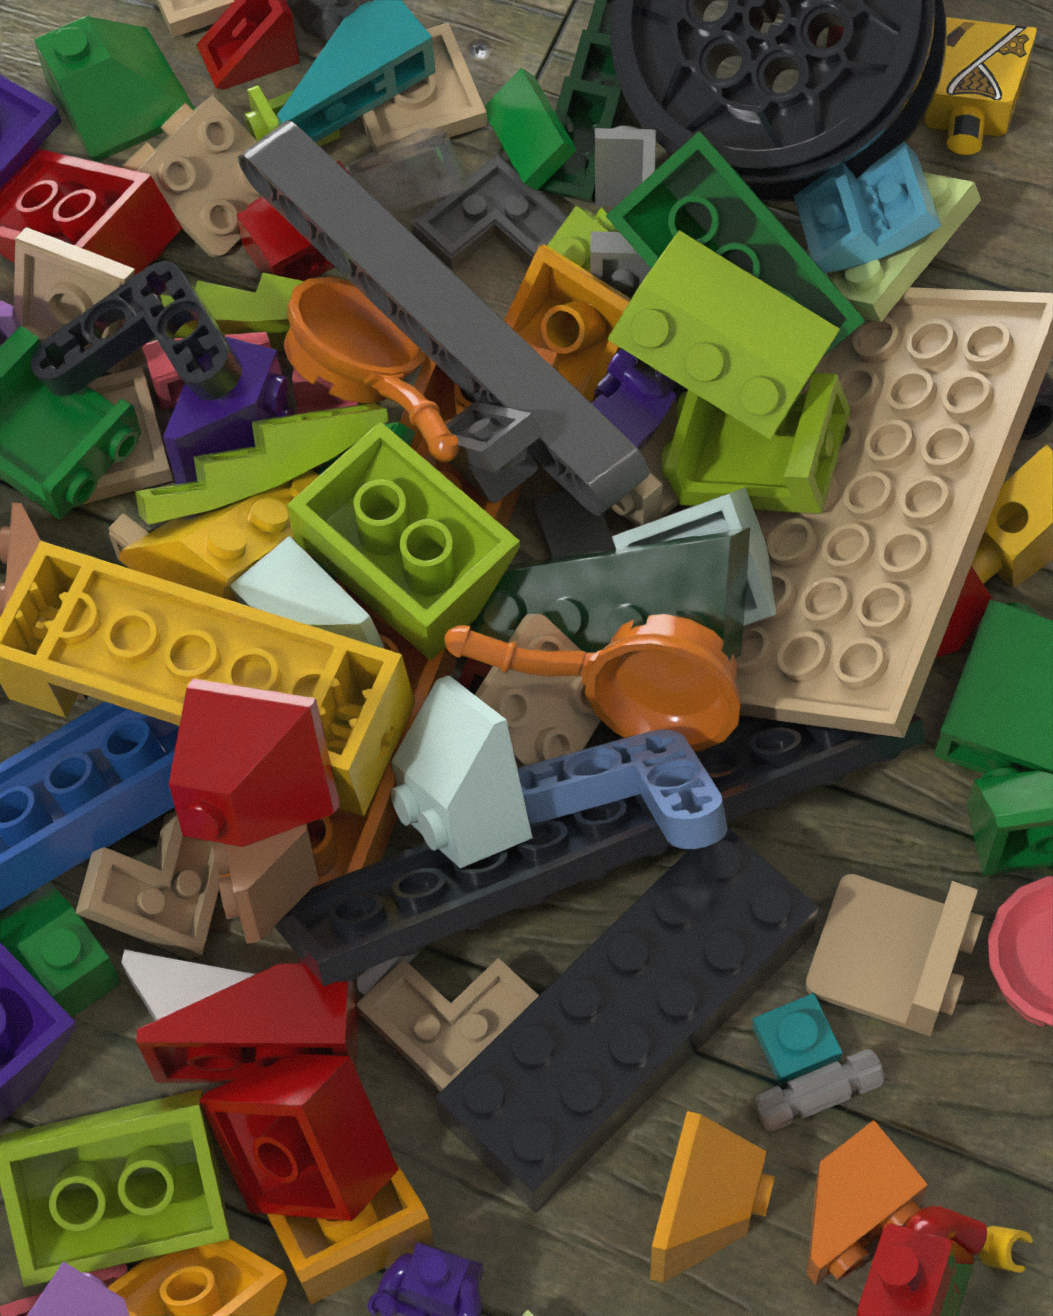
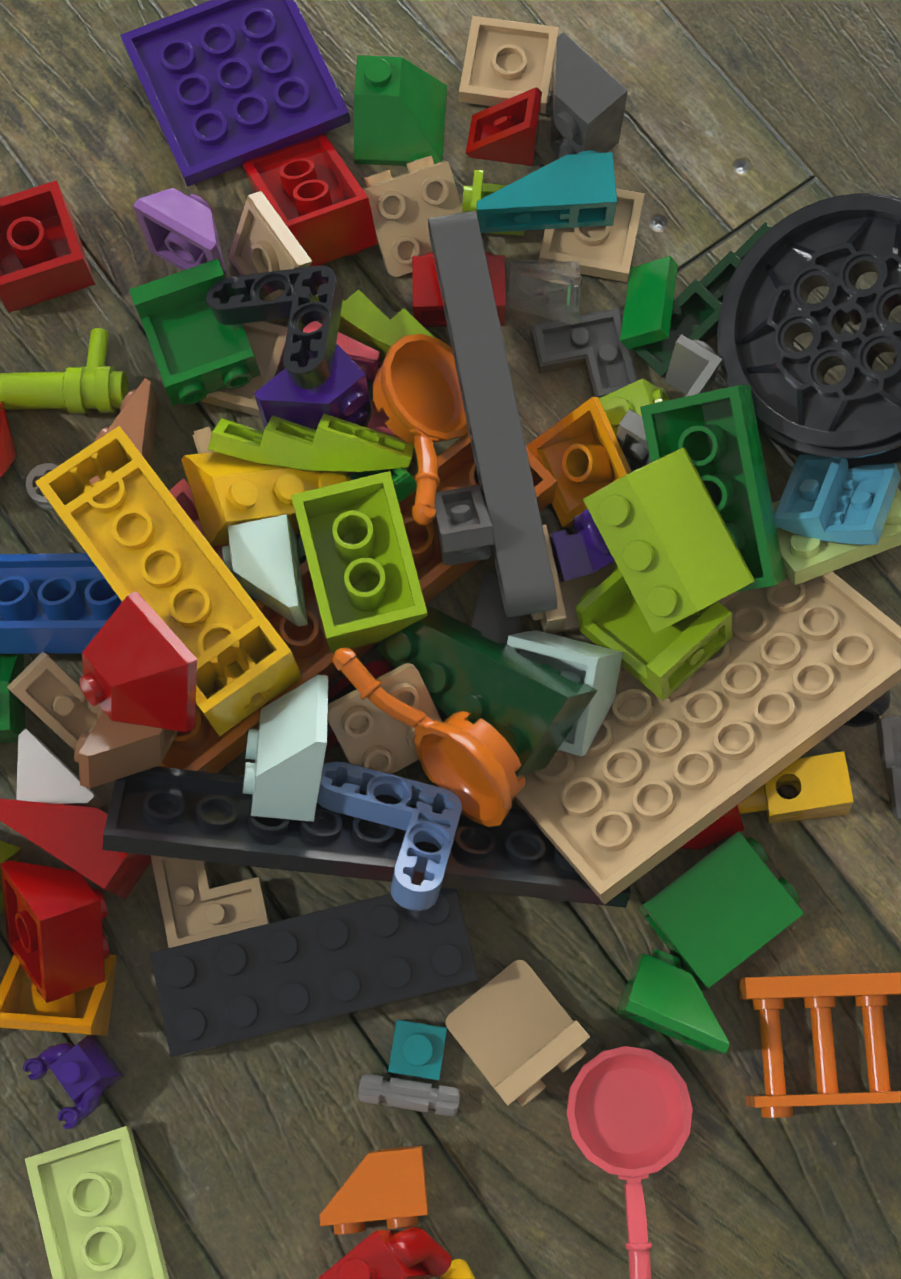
camera: 30 degrees right, 10 degrees up
(708, 1197) = (282, 1128): light orange slope -> none

